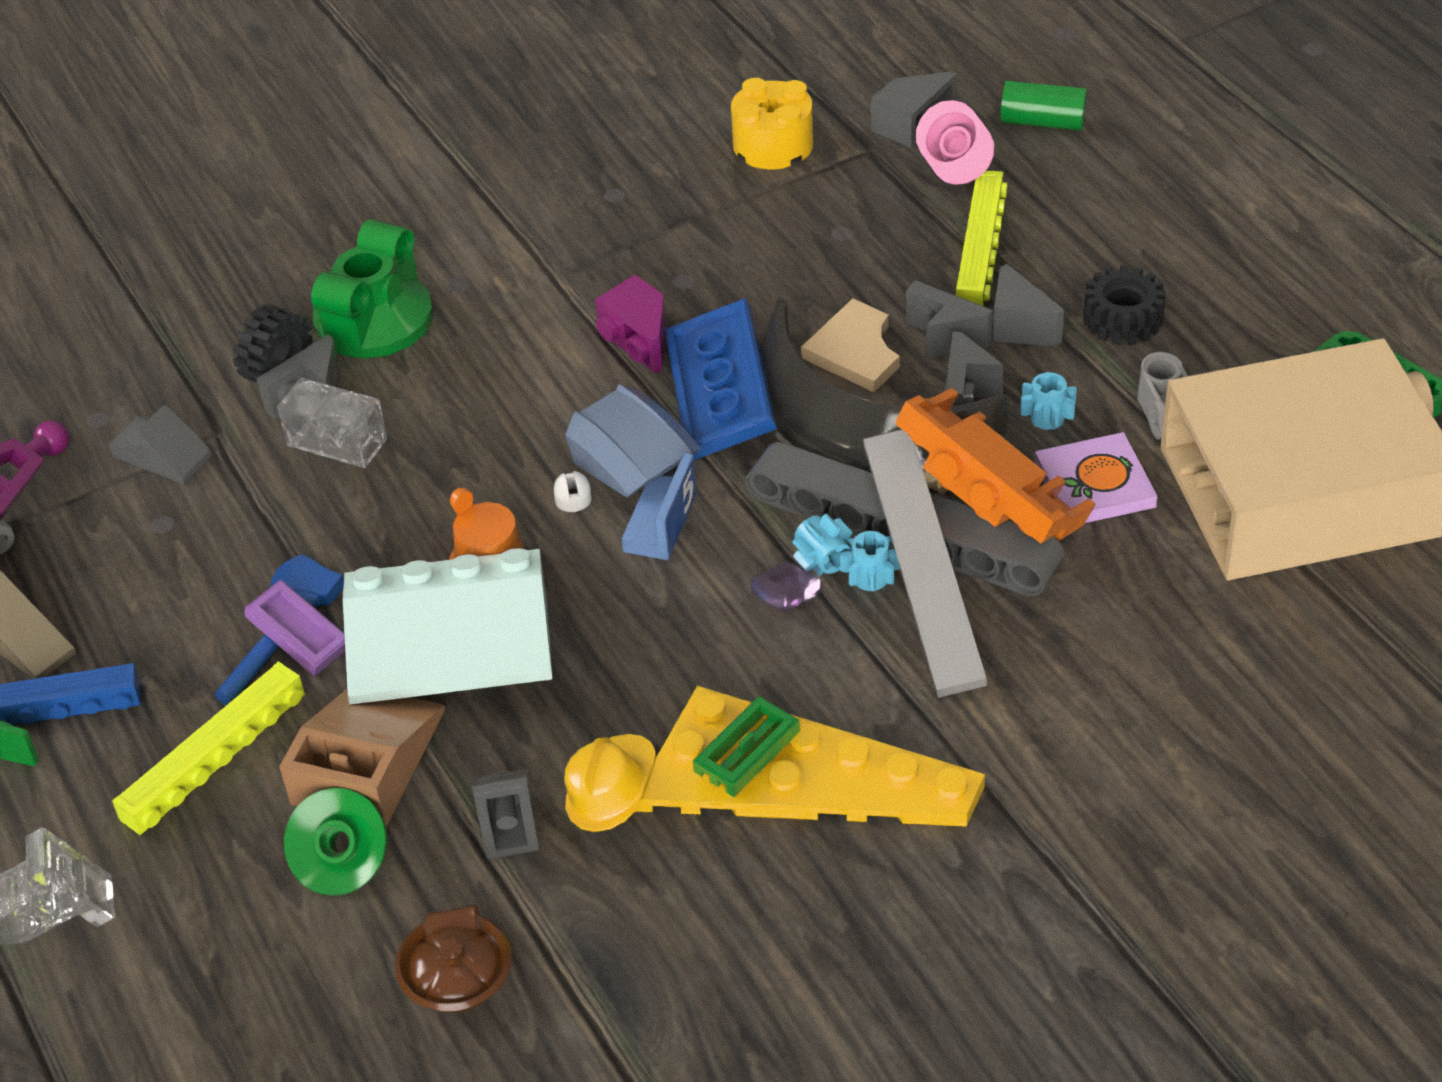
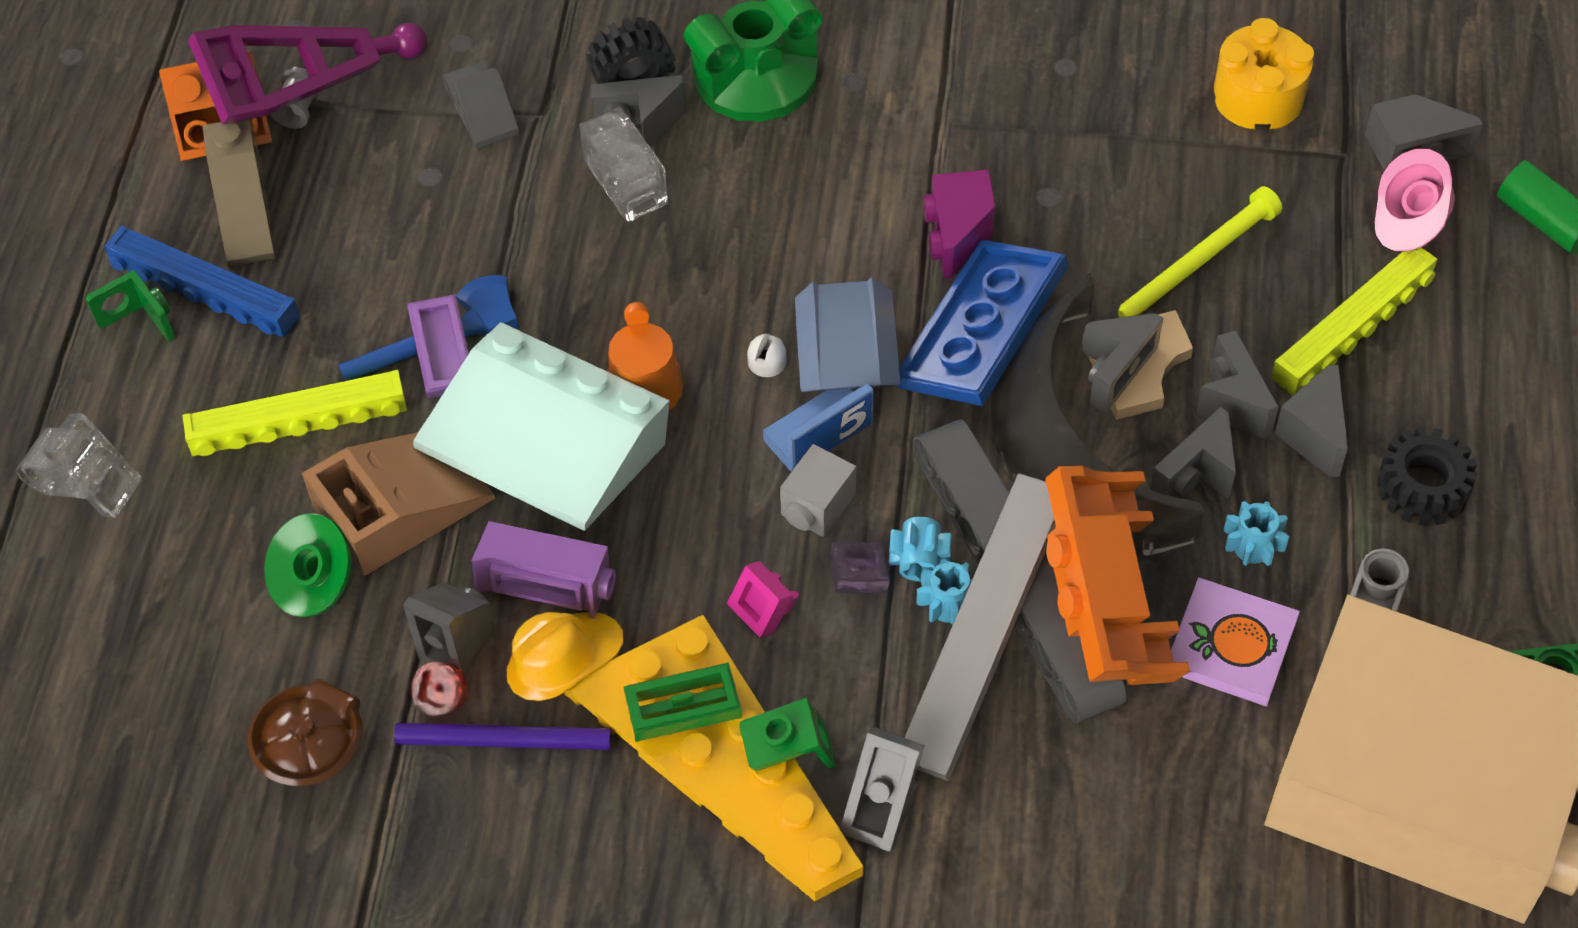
camera: 35 degrees right, 10 degrees up
(532, 863) = (439, 688): none -> clear red tile
(540, 725) = (543, 568): none -> medium lavender window
(614, 867) = (503, 736): none -> dark purple bar
(706, 552) = (817, 491): none -> light grey brick
(733, 647) = (761, 599): none -> dark pink tile
(844, 337) = (1120, 352): none -> dark grey slope
(847, 720) = (786, 735): none -> green bracket
(848, 204) = (1263, 205): none -> neon yellow bar
(952, 710) = (882, 789): none -> slope

